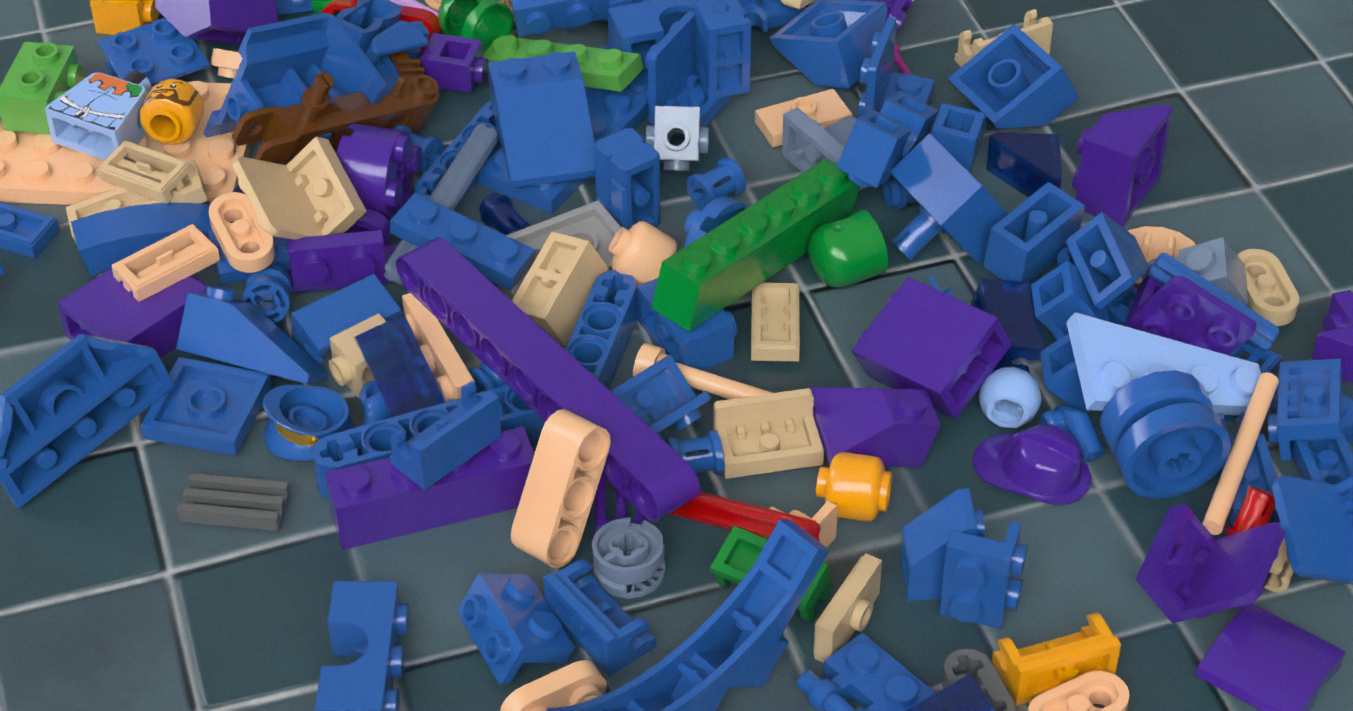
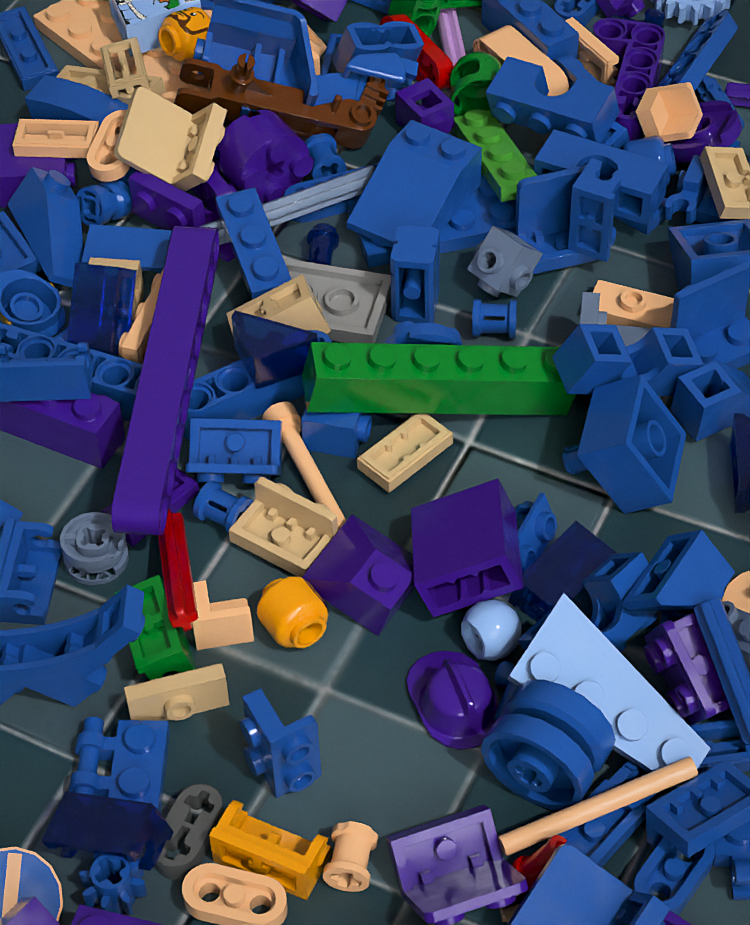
camera: 45 degrees right, 5 degrees up
(560, 488) = (81, 462): light nougat beam -> none
(600, 302) = (270, 348): none -> clear blue slope
(641, 251) = (356, 326): light nougat head -> none
(848, 250) = (510, 431): green helmet -> none
(926, 542) = (288, 689): blue slope -> none
(1032, 235) = (658, 510): blue brick -> none
(1120, 616) = (350, 856): none -> light nougat bush

